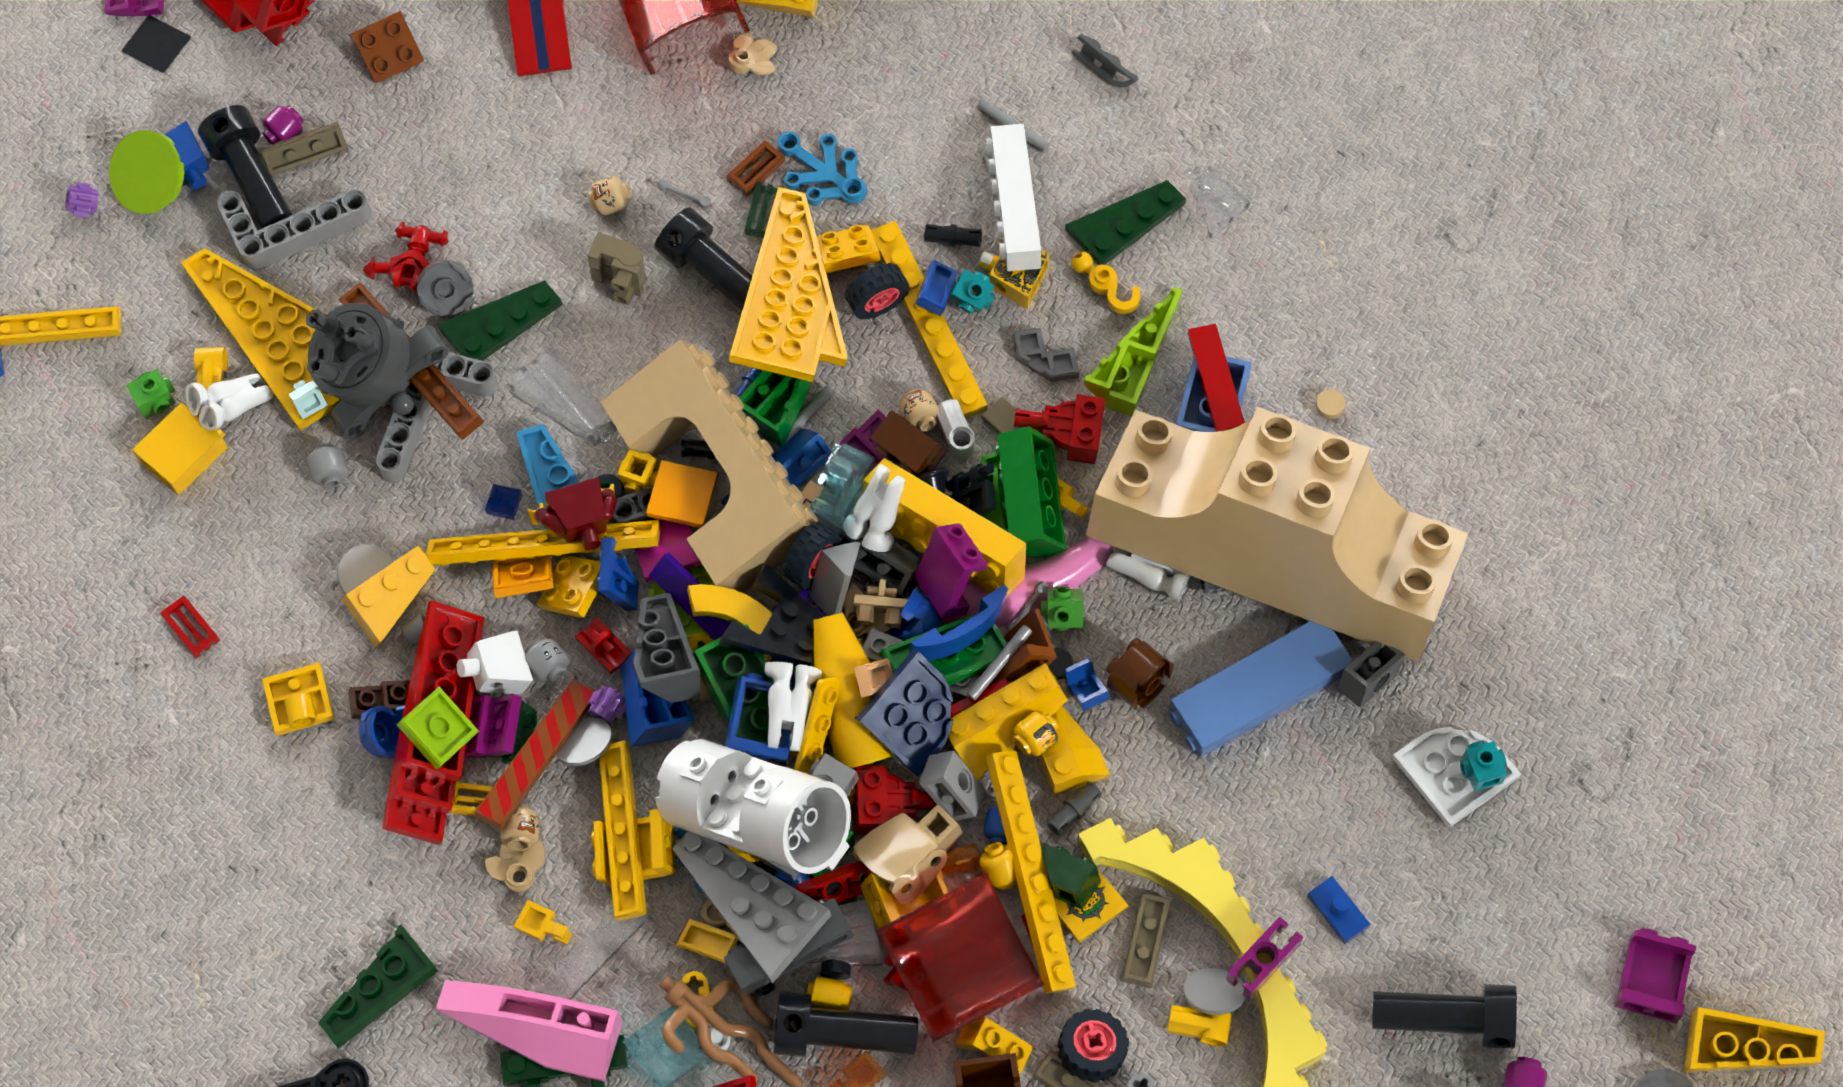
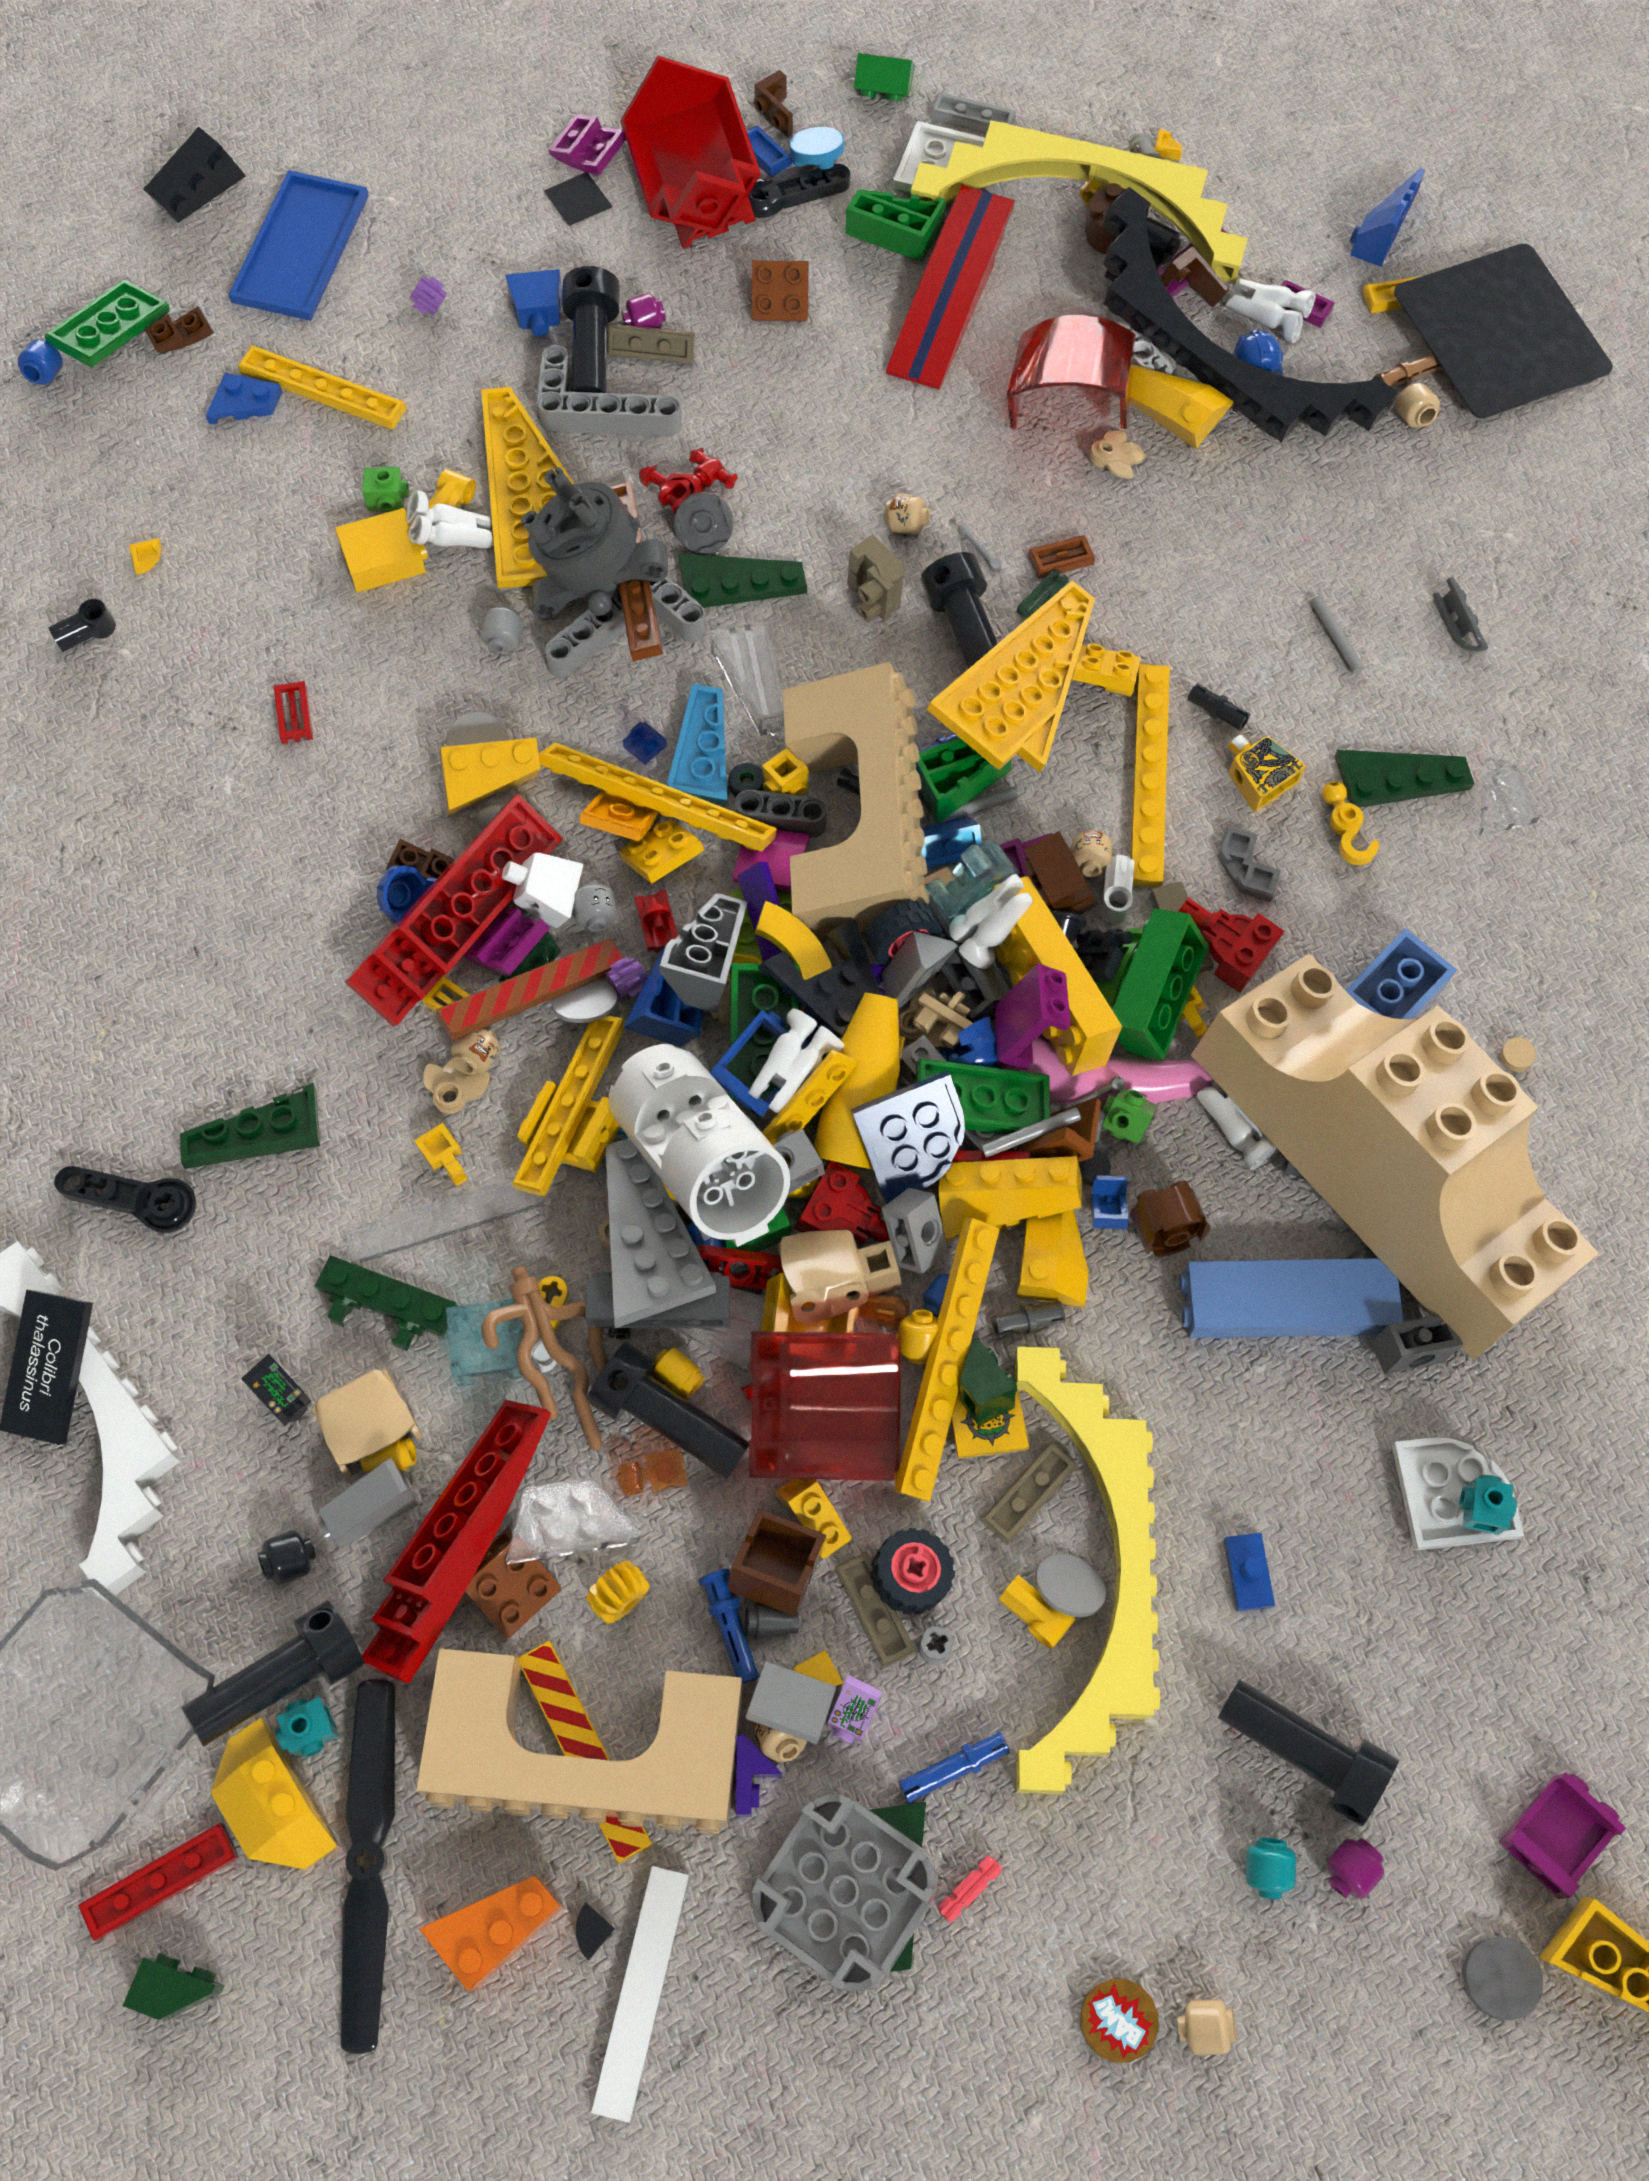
camera: 25 degrees right, 0 degrees up
(146, 172) = (497, 296): lime tile -> none
(298, 699) = (347, 826): yellow plate -> none
(307, 398) = (517, 559): light aqua tile -> none
(437, 728) = (450, 913): lime tile -> none
(536, 1025) = (377, 1250): bright pink wedge -> none
(577, 512) = (703, 780): dark red torso -> none
(616, 578) = (704, 861): blue wing -> none
(682, 494) = (812, 814): light orange tile -> none
(707, 940) = (587, 1252): yellow tile -> none
(824, 171) = (1125, 590): dark azure plant -> none
(835, 969) = (697, 1351): black tile -> none
(872, 676) = (891, 1076): light nougat tile -> none
(877, 291) = (1112, 719): black wheel -> none
(935, 646) = (973, 1082): blue slope -> none
(936, 287) = (1174, 746): blue tile -> none
(963, 295) = (1211, 756): teal brick -> none
(1015, 197) = (1299, 699): white brick -> none
(1035, 734) = (1028, 1222): yellow head -> none
(1127, 369) = (1324, 917): lime wedge -> none
(1215, 377) = (1411, 963): red tile -> none
(1264, 945) = (1146, 1566): magenta piece -> none

